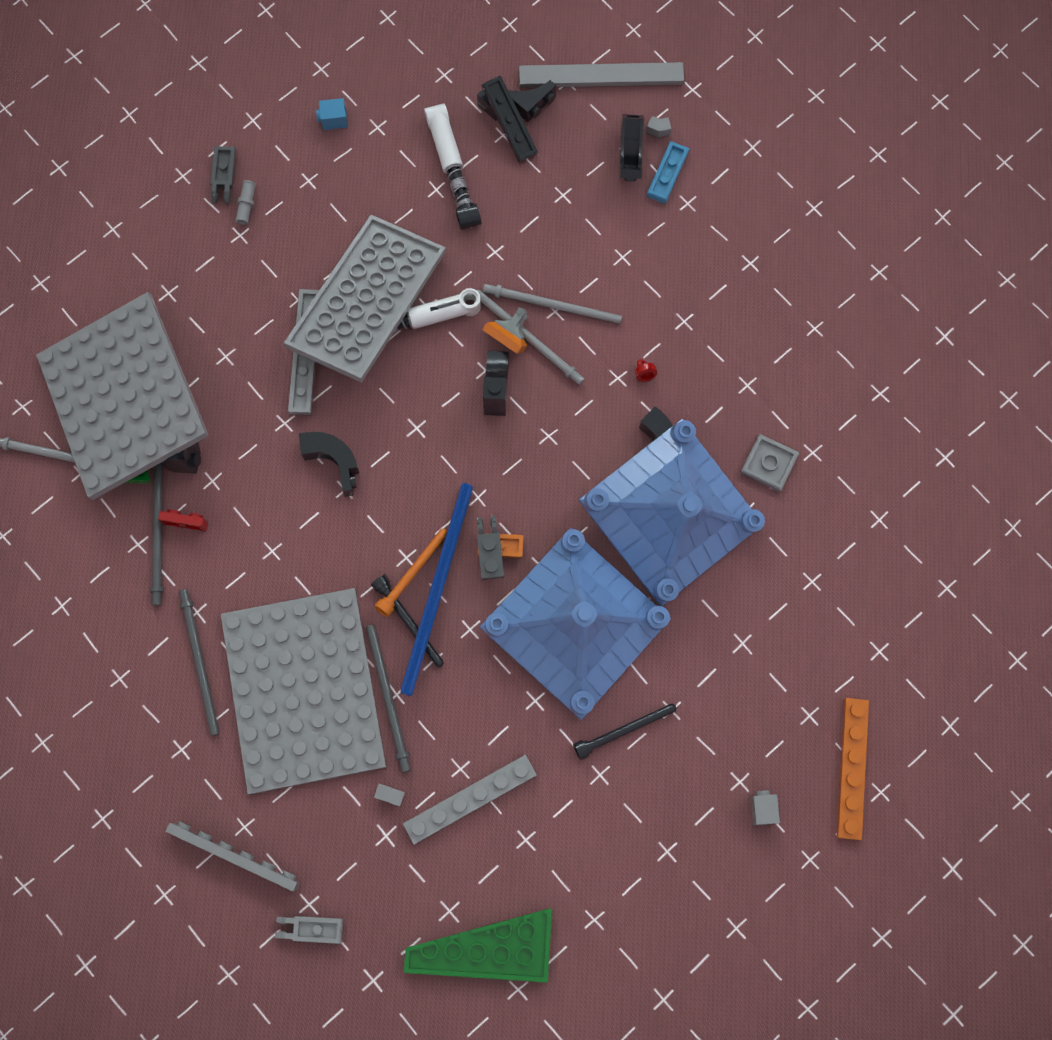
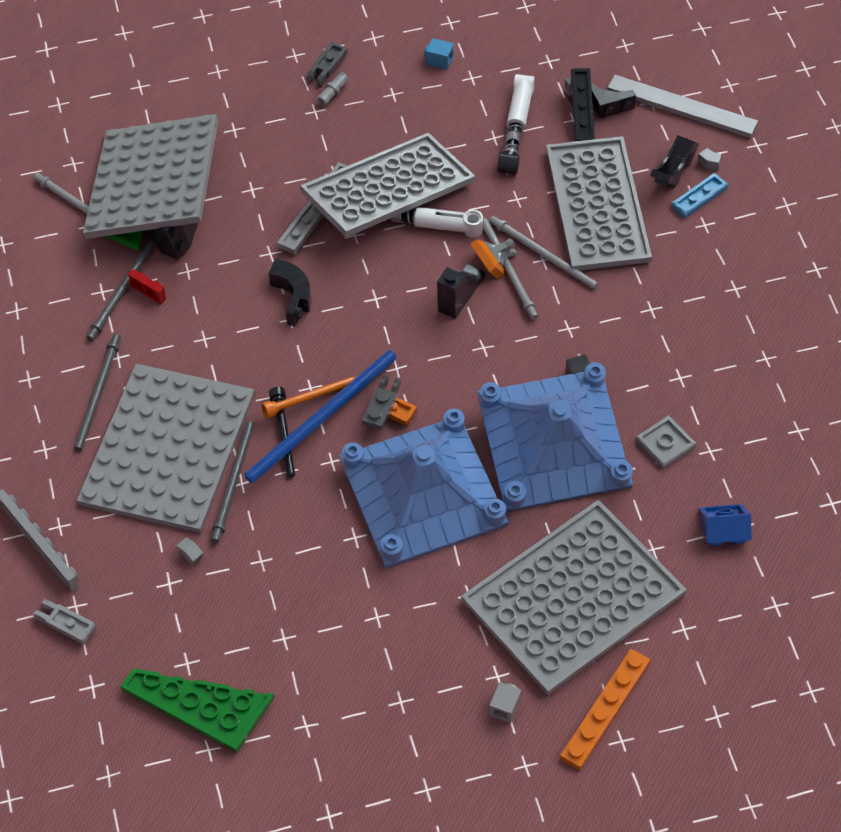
camera: 30 degrees right, 20 degrees down
(469, 799) = (255, 585): light grey plate -> none
(577, 224) = (598, 203): none -> light grey plate
(584, 748) = (375, 588): black piece -> none
(645, 371) = (593, 329): red tile -> none
(768, 668) = (573, 596): none -> light grey plate
(867, 526) = (725, 524): none -> blue slope

